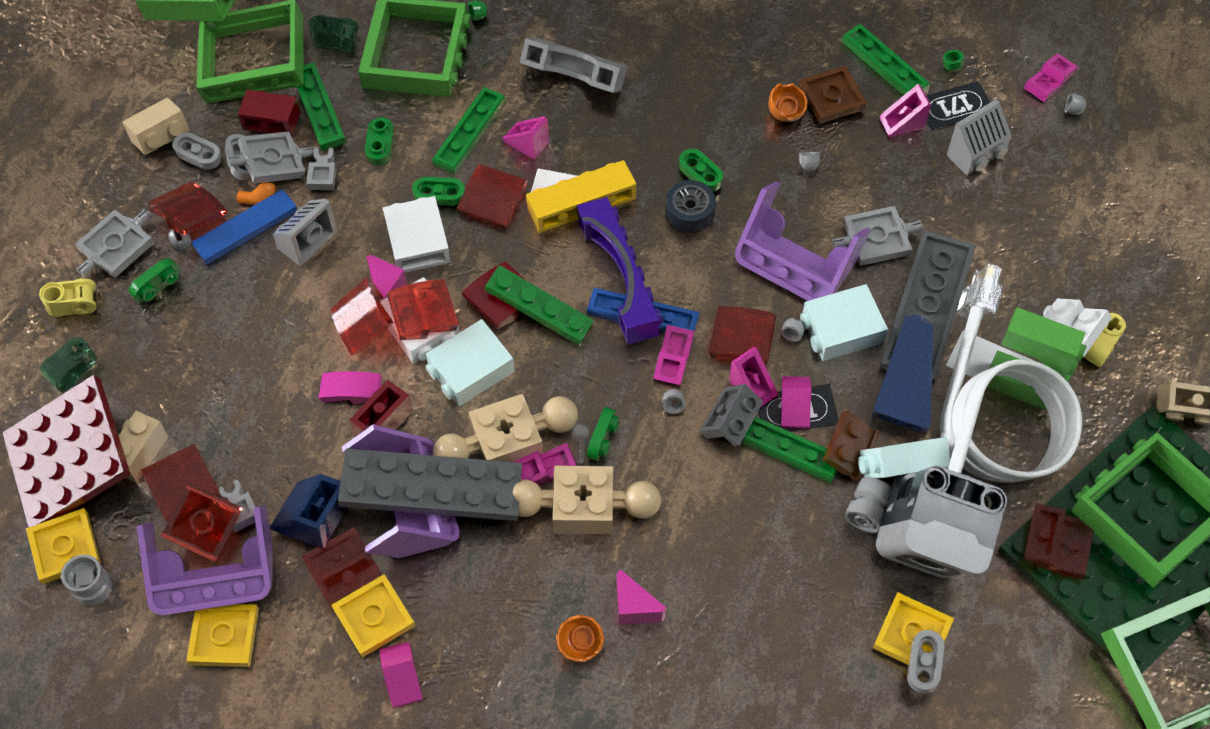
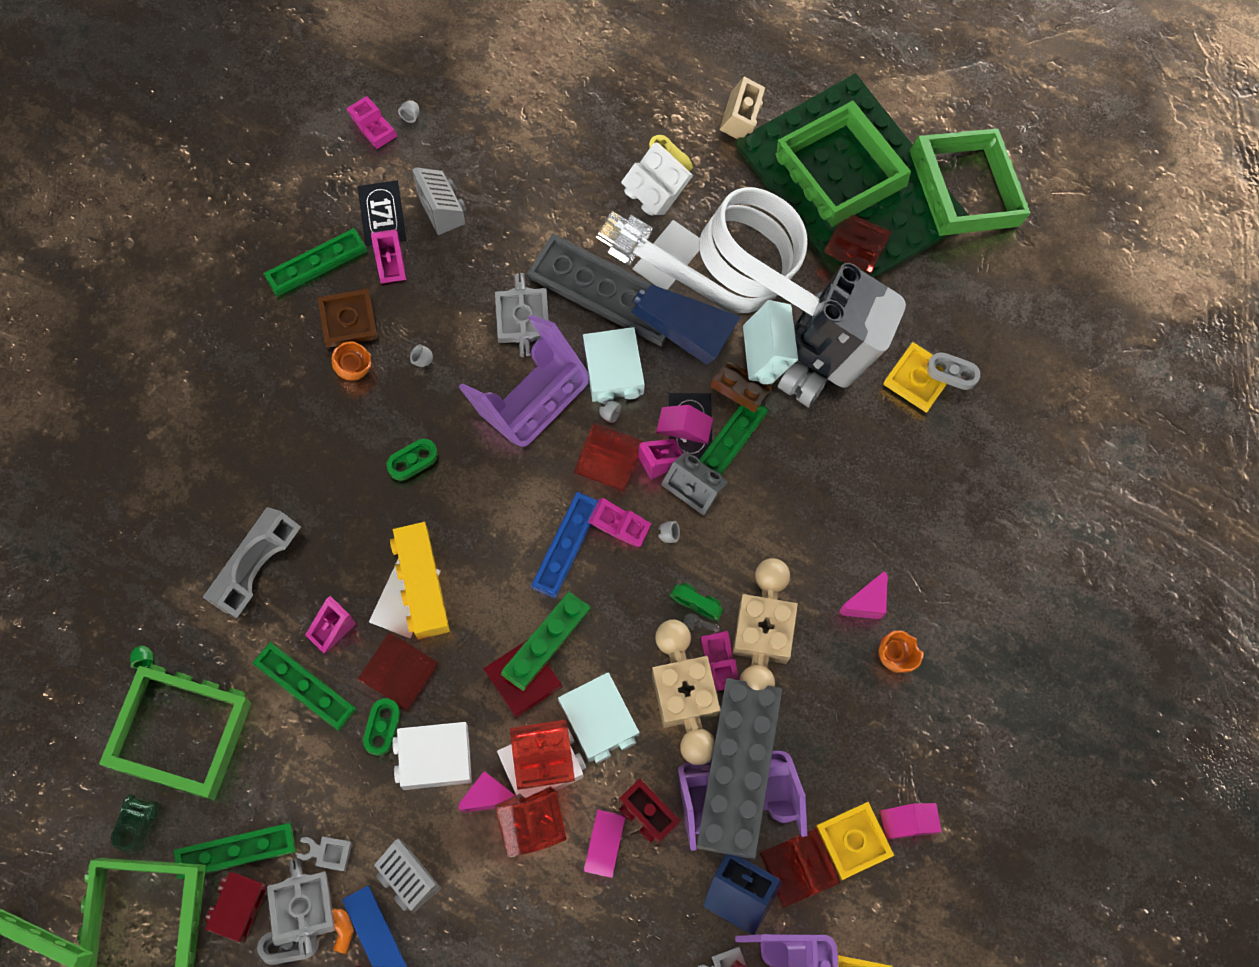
camera: 85 degrees left, 10 degrees up
(379, 138) = (296, 786): green plate -> none
(637, 316) = (460, 565): dark purple arch -> none
(699, 200) = (461, 466): wheel -> none
(950, 62) = (328, 203): green hinge -> none
(1043, 339) = (697, 208): bright green arch -> none

